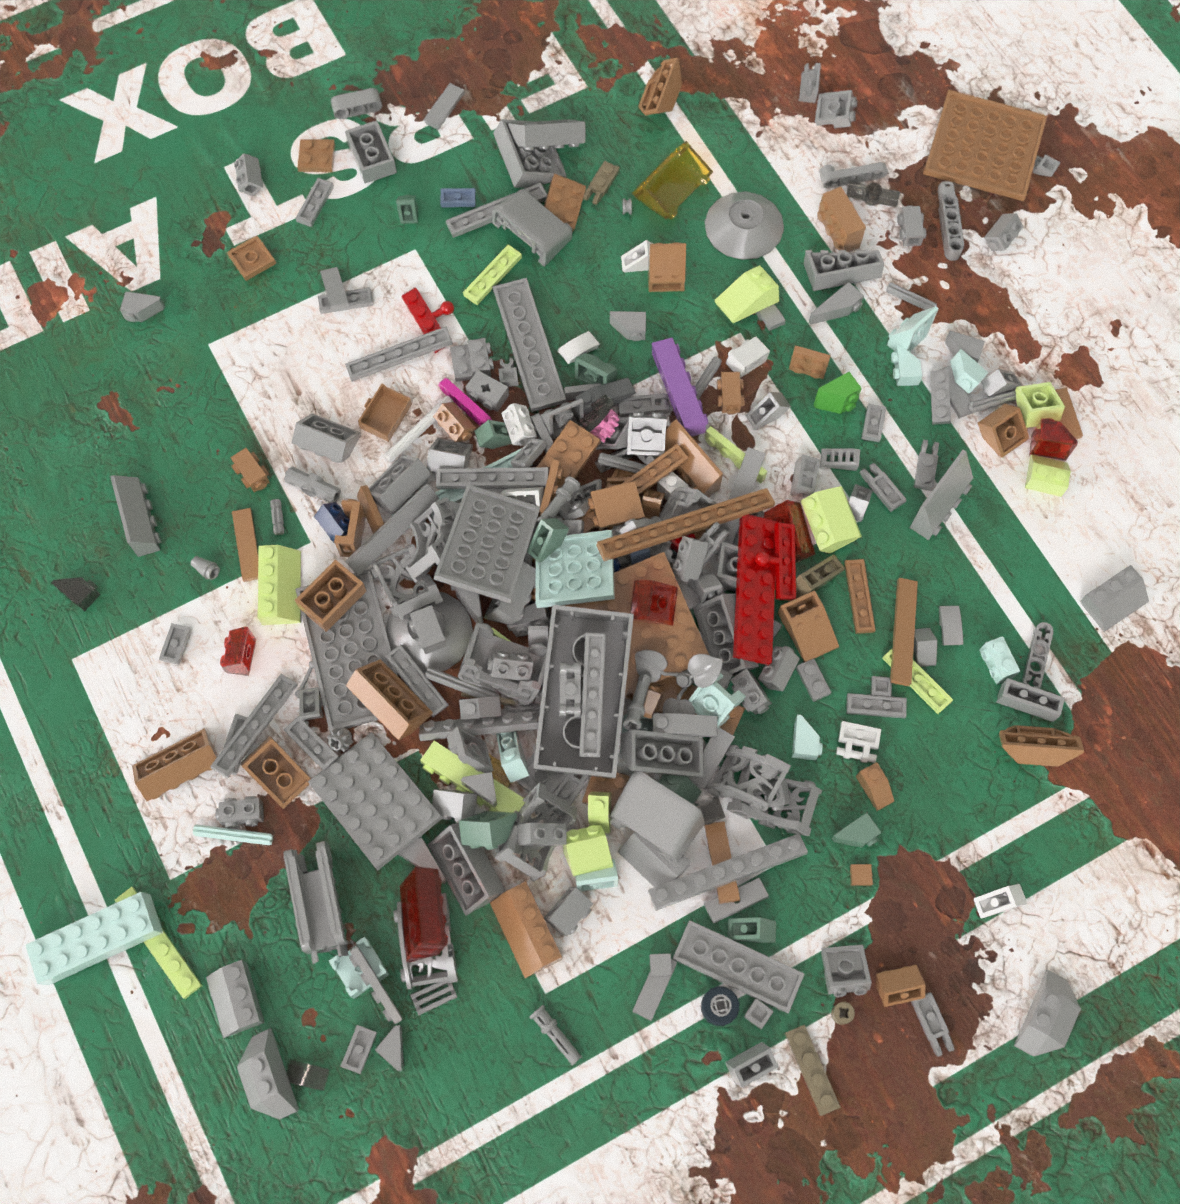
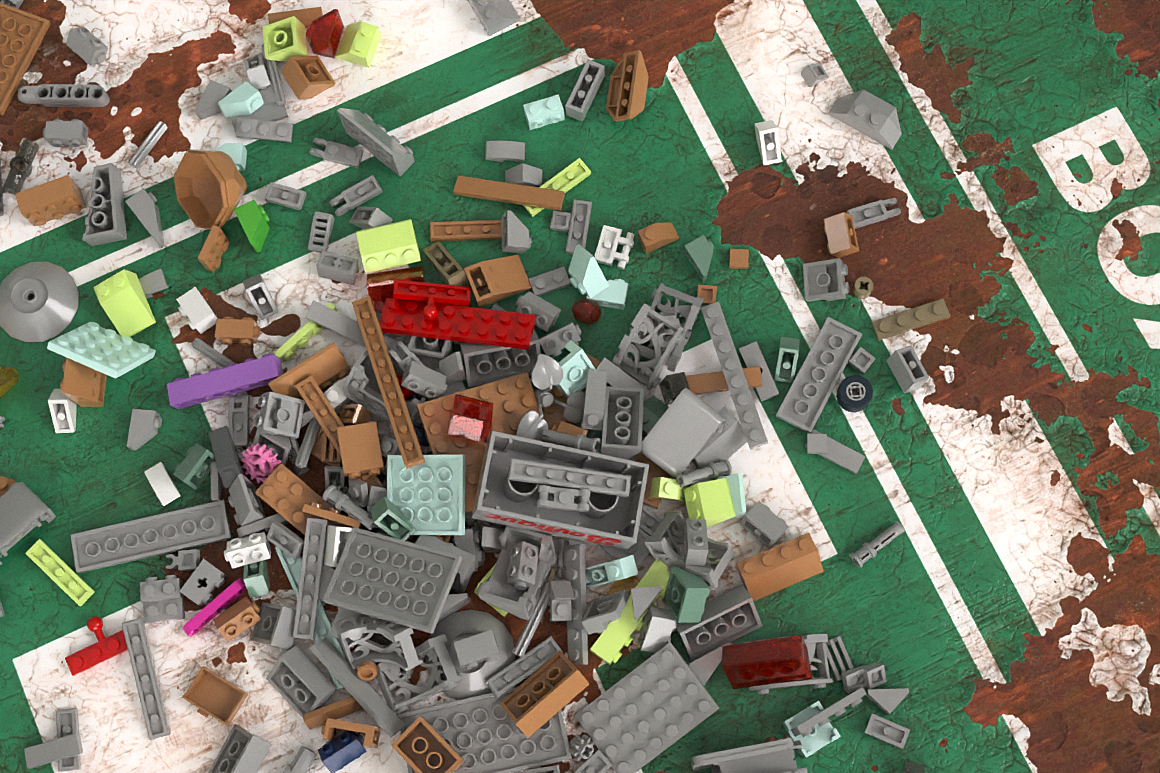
camera: 80 degrees left, 5 degrees up
(407, 536) = (367, 670): none -> medium nougat tile
(414, 432) = (238, 659): white axle -> none
(416, 1028) = (867, 675): none -> light grey slope
(600, 410) = (247, 461): clear smoke slope -> none
(621, 852) = (710, 471): none -> light grey pin
(633, 524) = (384, 426): light grey hinge -> none
(697, 276) = (101, 349): none -> light aqua plate
(784, 717) = (586, 311): none -> clear red head
(816, 841) = (708, 293): none -> medium nougat plate
(822, 712) = (586, 273): none -> light aqua slope
(858, 640) = (514, 234): none -> light grey slope
(871, 350) = (208, 187): none -> medium nougat rock
(913, 330) = (185, 138): light aqua slope -> none
(1033, 656) = (543, 78): light grey beam -> none
(1092, 952) = (814, 74): none -> light grey slope

